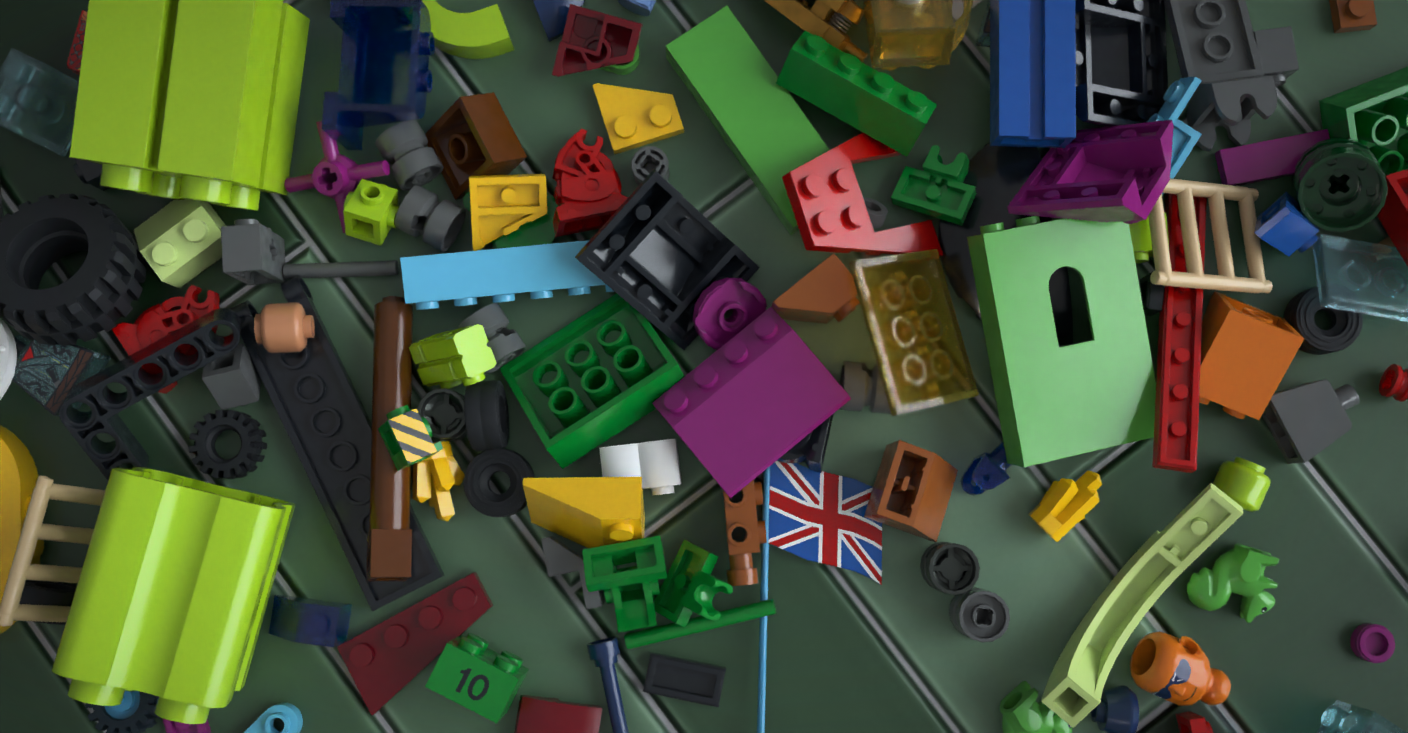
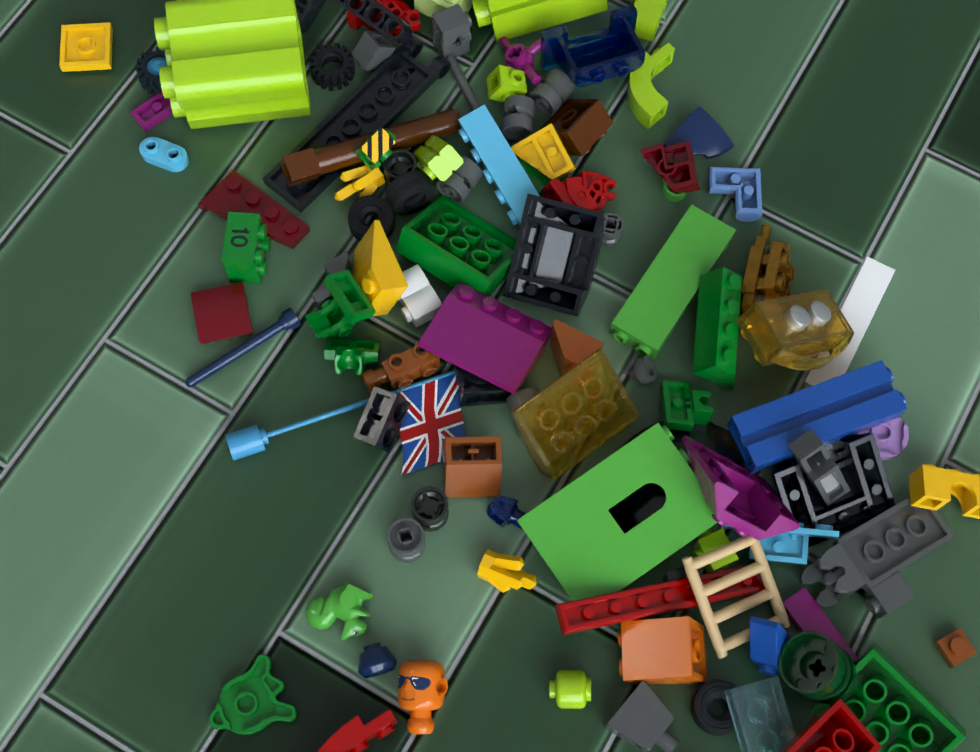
camera: 65 degrees right, 15 degrees down
(283, 327) = (414, 62): nougat head -> none
(310, 620) = (244, 151): slope -> none
(636, 116) = (640, 212): yellow wing -> none
(684, 679) = (290, 376): black tile -> none
(700, 624) = (329, 369): green bar -> none
(716, 300) = (540, 295): magenta plate -> none
(807, 584) = (381, 419): none -> black brick
(833, 209) = (631, 337): wing -> none
(1091, 651) = (454, 639): yellowish green arch -> none
(1099, 60) = (819, 467): none -> dark grey slope
(1239, 573) = (508, 711): bright green animal -> none

